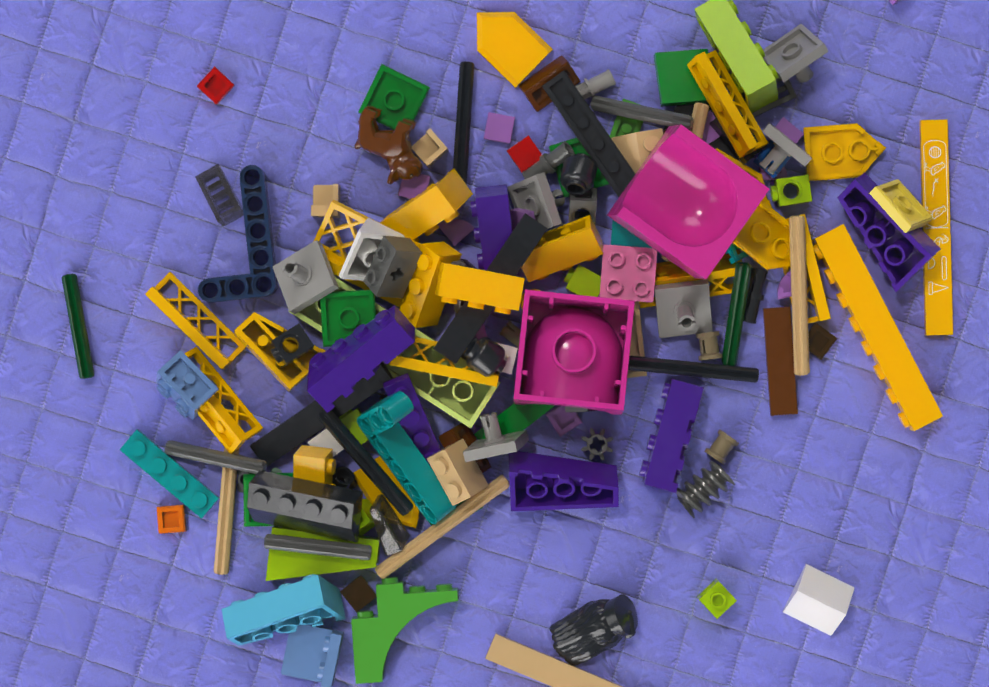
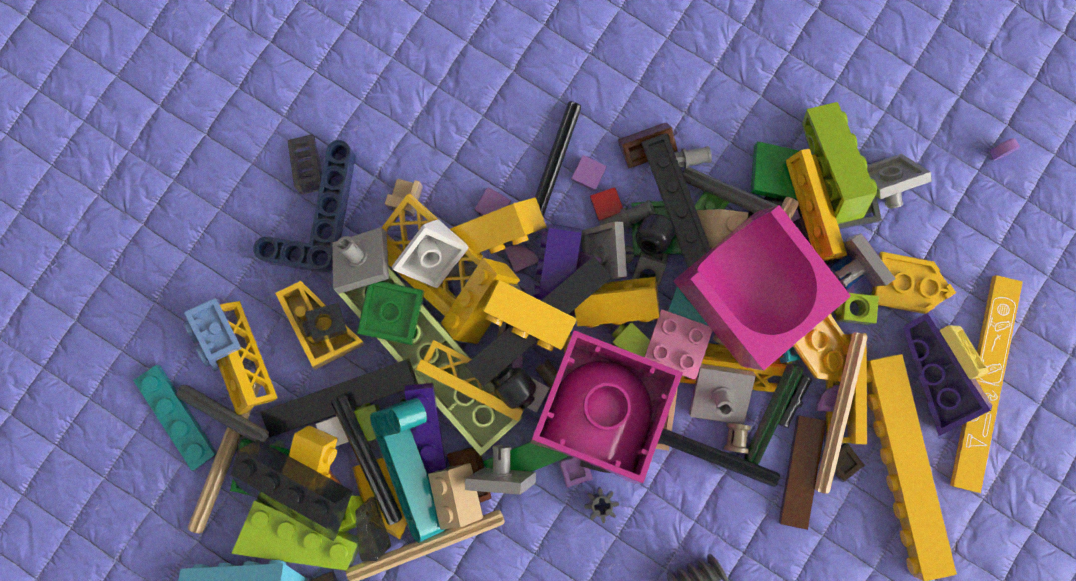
camera: 15 degrees right, 5 degrees down
(77, 326) = (132, 250): dark green axle -> none
(171, 518) = (163, 462): orange tile -> none
(188, 327) = (237, 282): yellow fence -> none
(215, 85) = (332, 61): red tile -> none
(317, 547) = (292, 534): dark grey axle -> none
(346, 475) = (345, 466): black plate -> none
(358, 356) = (386, 352): dark purple wedge -> none
(390, 144) = (482, 159): reddish brown animal -> none
(392, 267) = (447, 273): dark grey brick -> none
(395, 95) = (496, 120): green tile -> none
(429, 148) = (518, 173): tan panel -> none
(509, 45) = (620, 99): yellow tile -> none
(560, 483) = (555, 536): dark purple wedge -> none
(672, 435) = (677, 518): dark purple wedge -> none
(721, 447) = (724, 542): dark tan bush -> none

